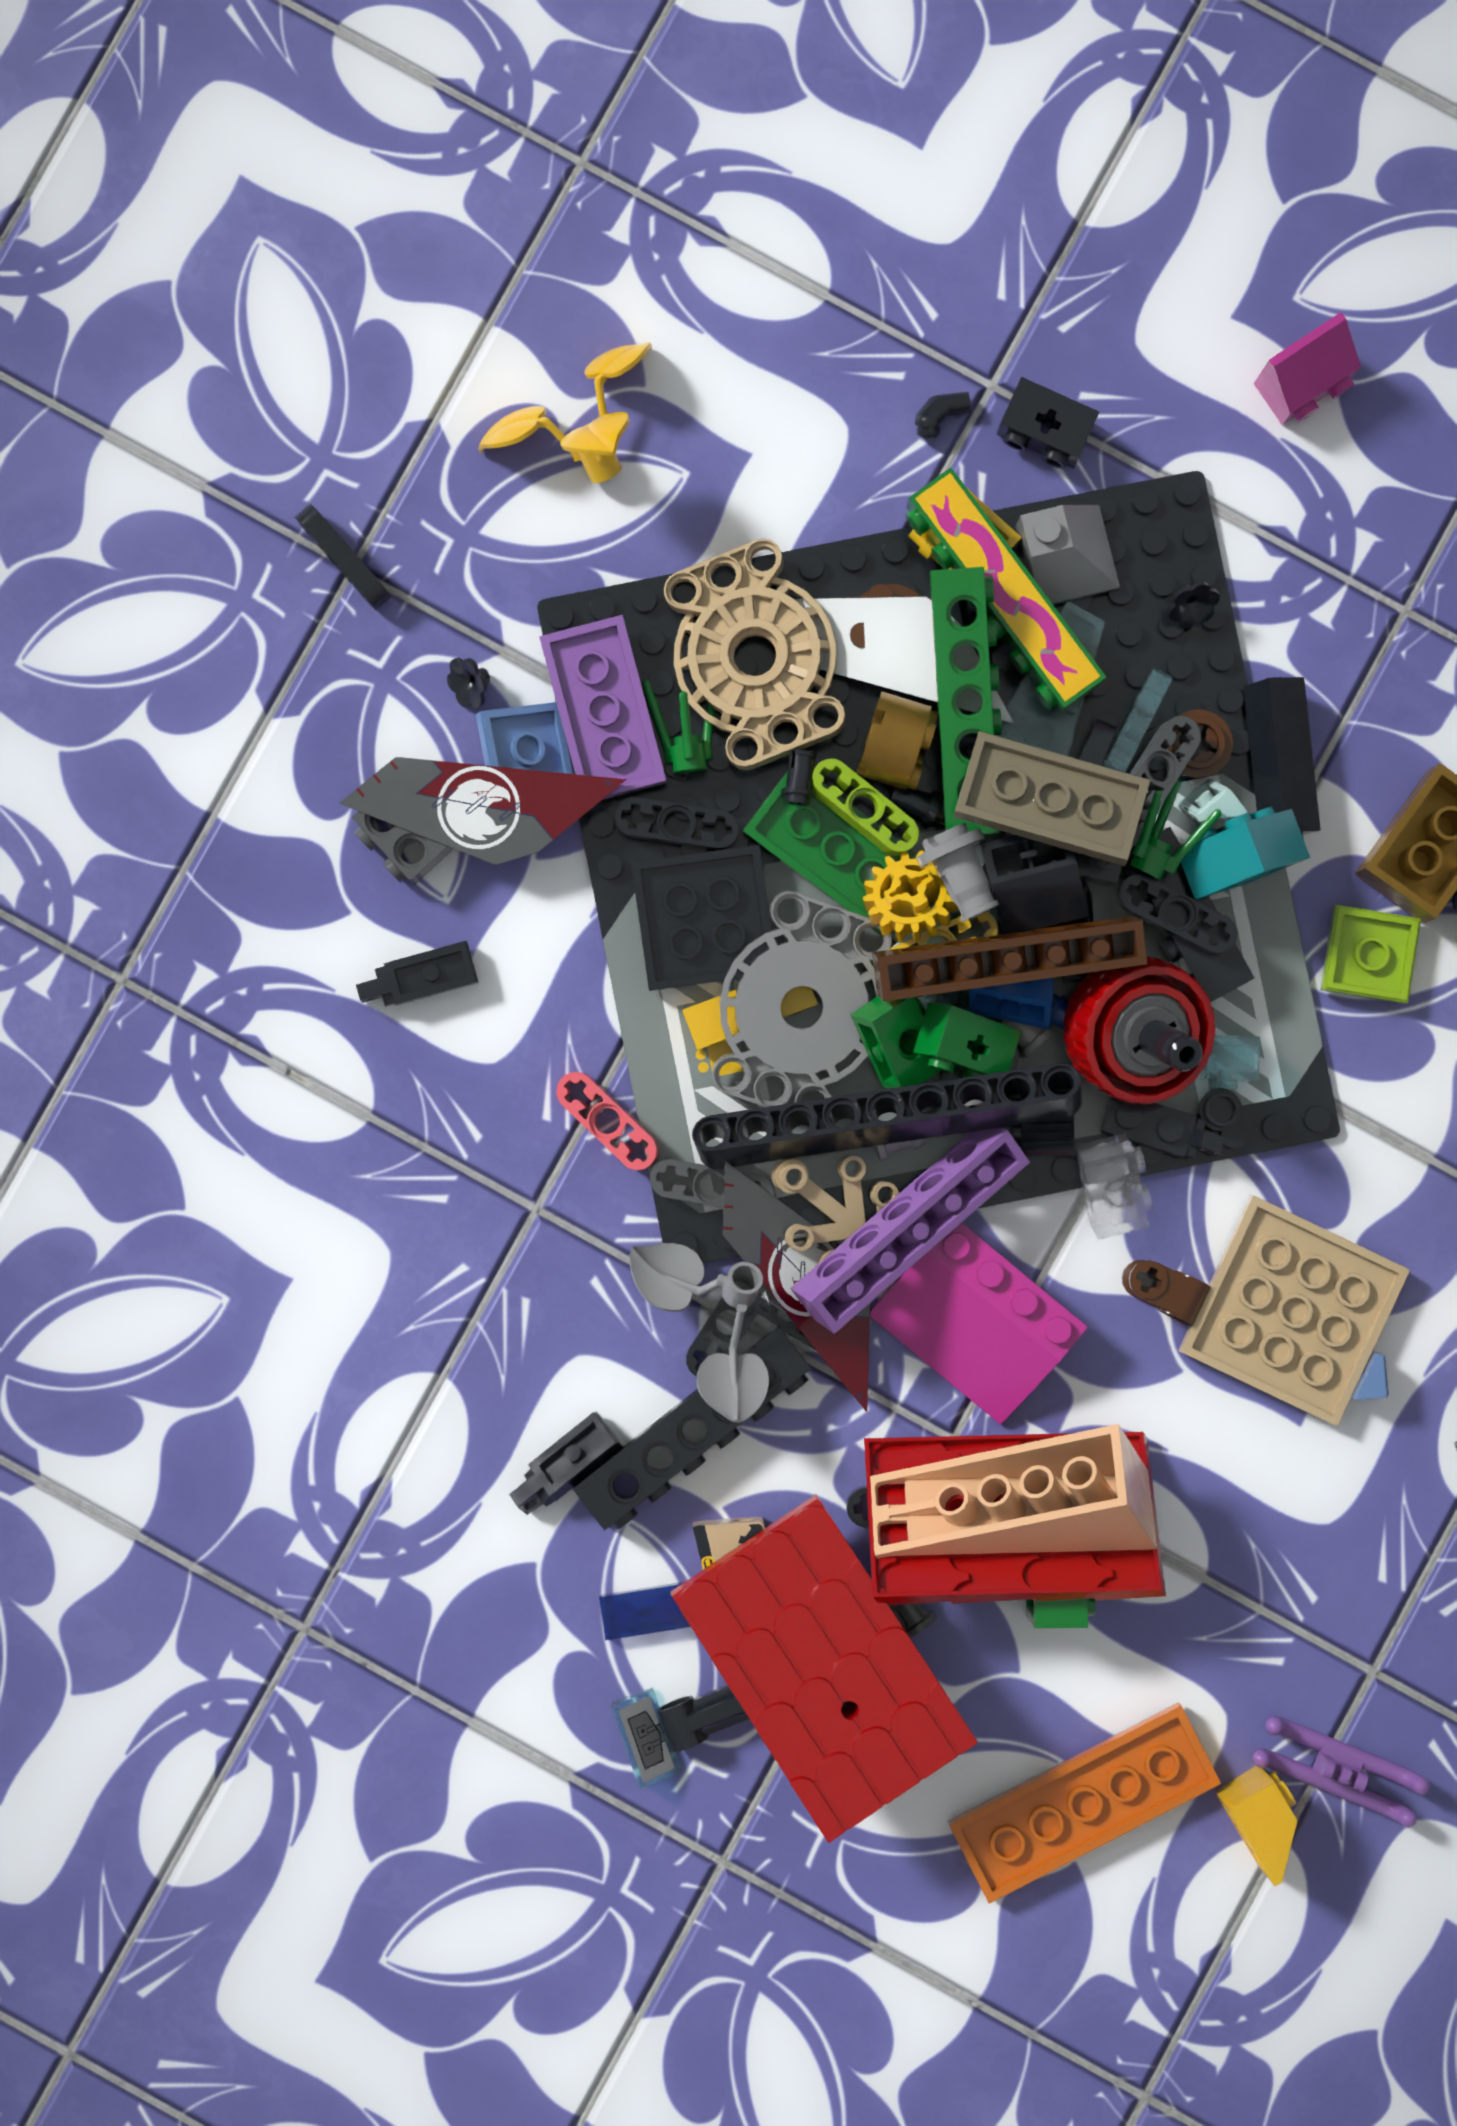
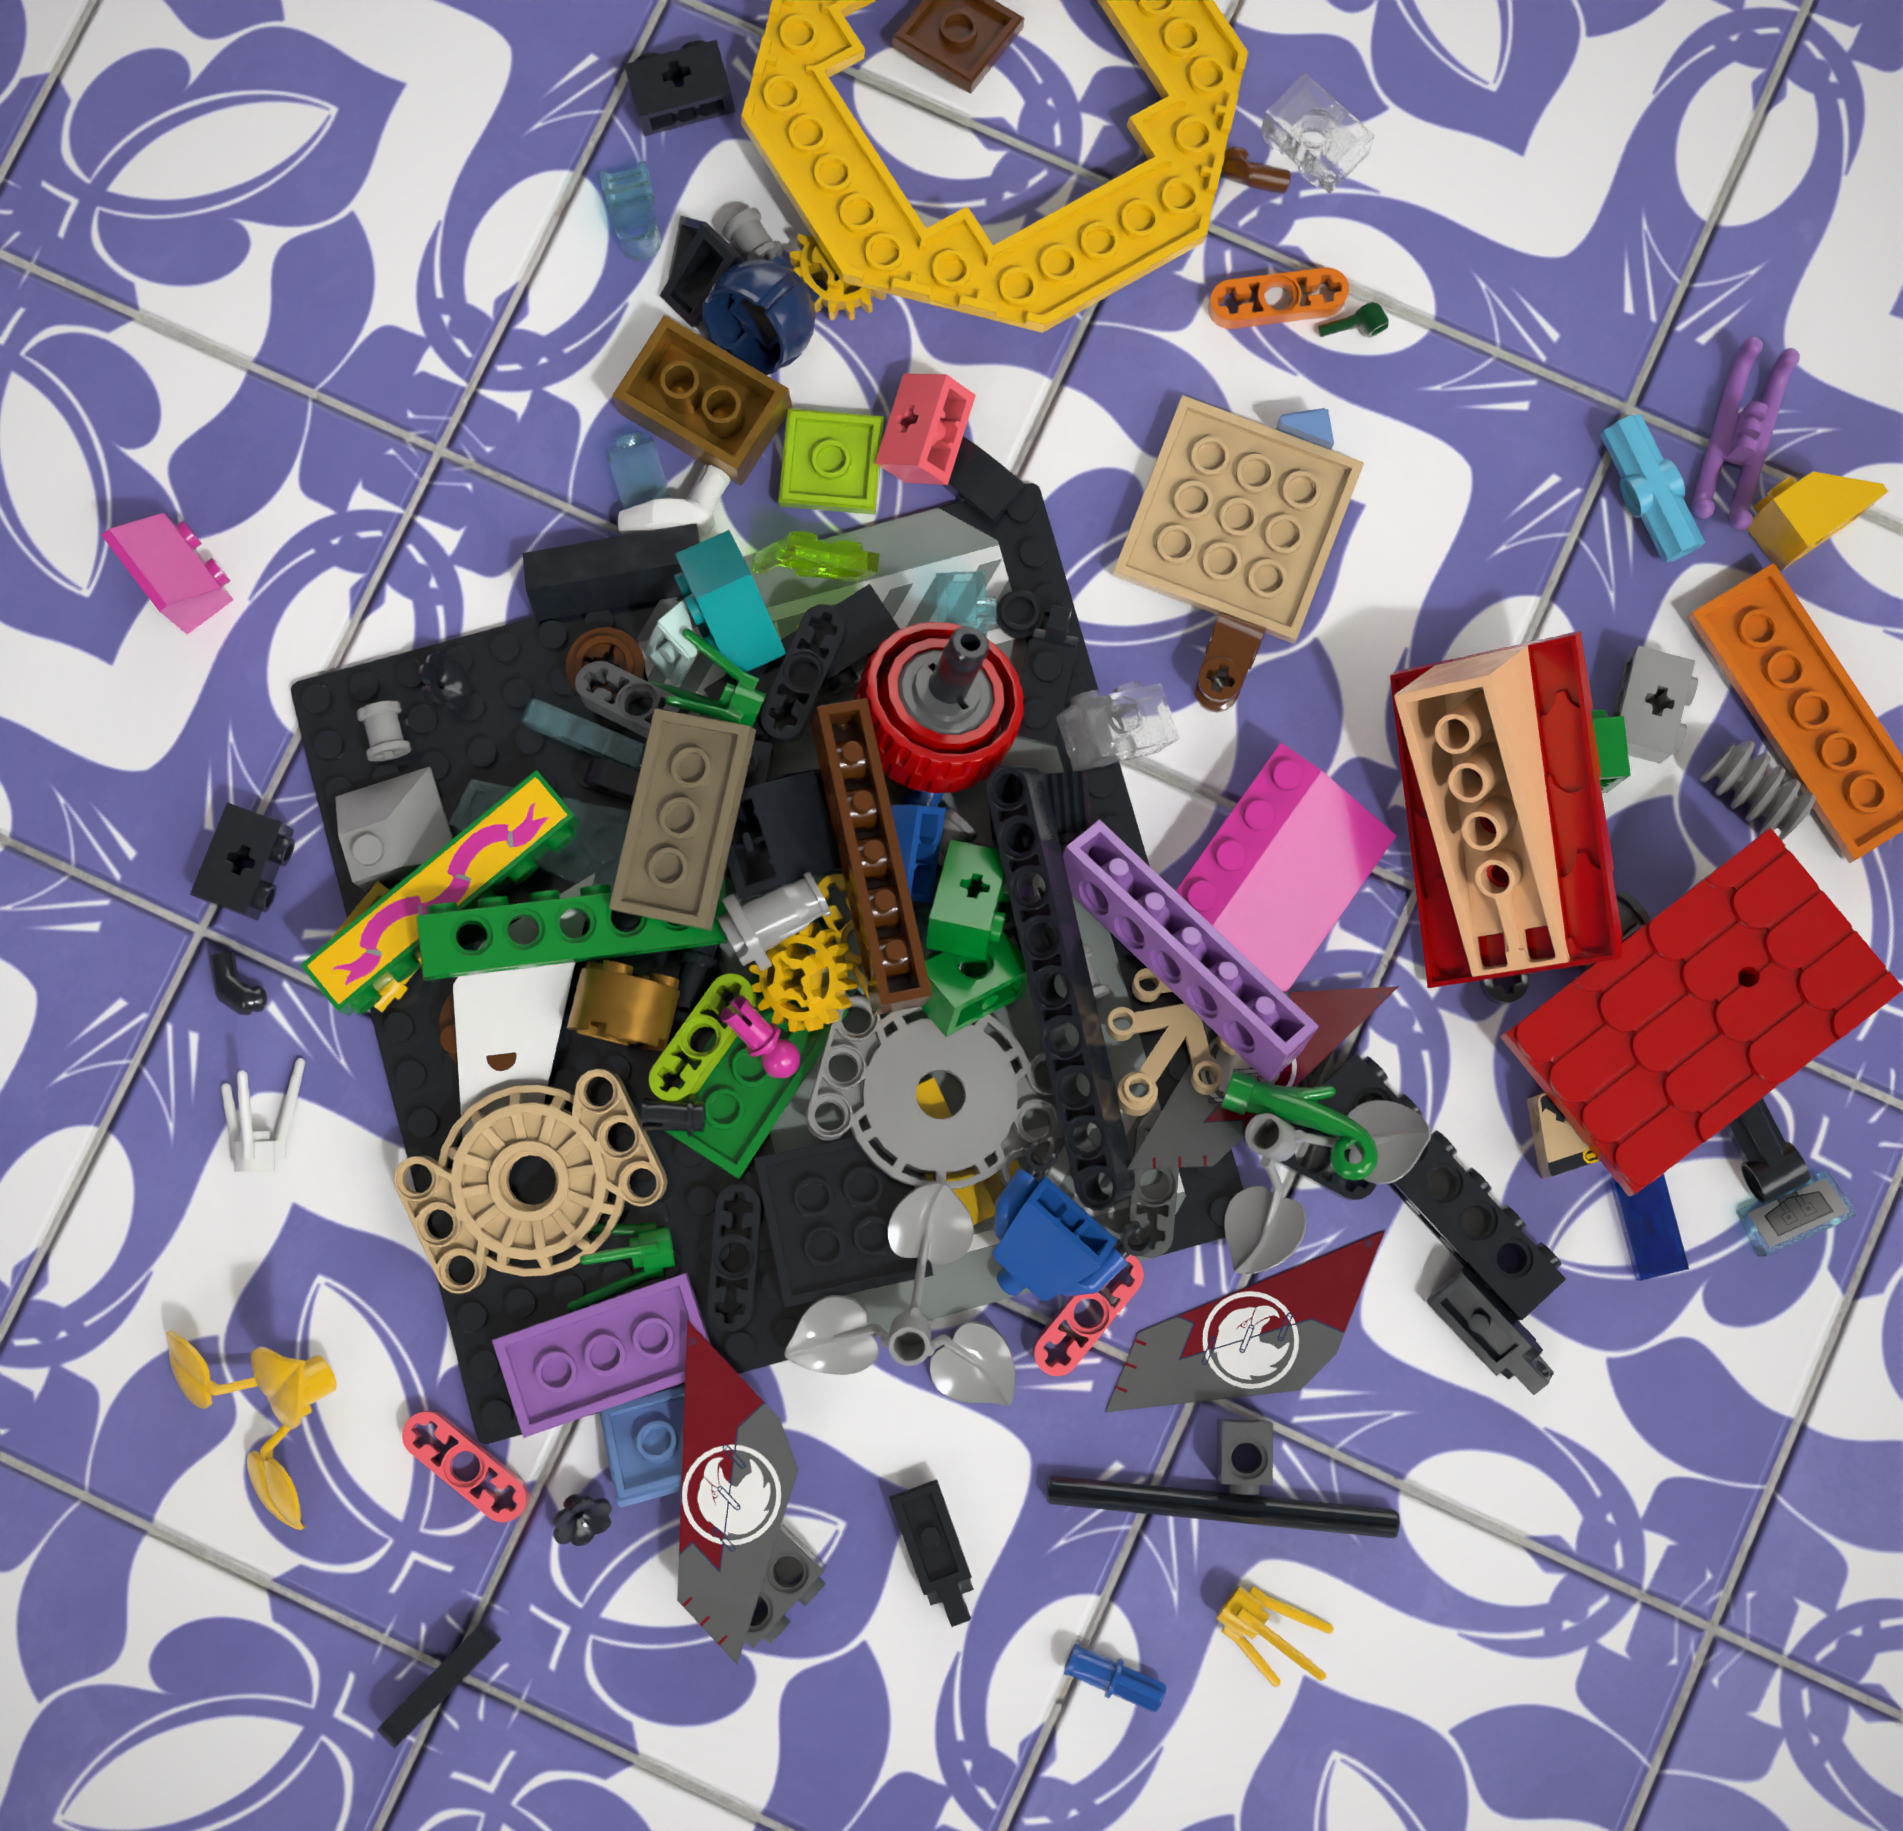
camera: 90 degrees left, 5 degrees down
(302, 1119) = (1115, 1678): none -> blue axle
(345, 1233) = (1245, 1615): none -> yellow plant
(436, 1222) = (1223, 1507): none -> black axle
(497, 1248) = (1235, 1432): none -> dark grey brick
(549, 572) = (487, 1499): none -> coral beam
(569, 1015) = (967, 1368): none -> light grey plant
(574, 1260) = (1251, 1340): none -> sticker
(669, 1091) = (1052, 1241): none -> blue torso
(767, 1312) = (1298, 1107): none -> green plant
(800, 420) = (253, 1149): none -> white plant
(843, 871) = (778, 1057): none -> dark pink pin
(1018, 1747) = (1760, 788): none -> light grey piece
(1126, 1660) = (1671, 682): none -> light grey brick
(1153, 548) = (383, 731): none -> light grey bush
(1286, 922) = (817, 559): none -> clear neon green wing
(1297, 1682) = (1652, 488): none -> medium azure piece
(1331, 815) = (678, 512): none -> white arm
(1348, 1079) = (983, 482): none -> black slope
(1374, 782) = (637, 469): none -> clear light blue bracket
(1393, 1038) = (925, 428): none -> coral brick

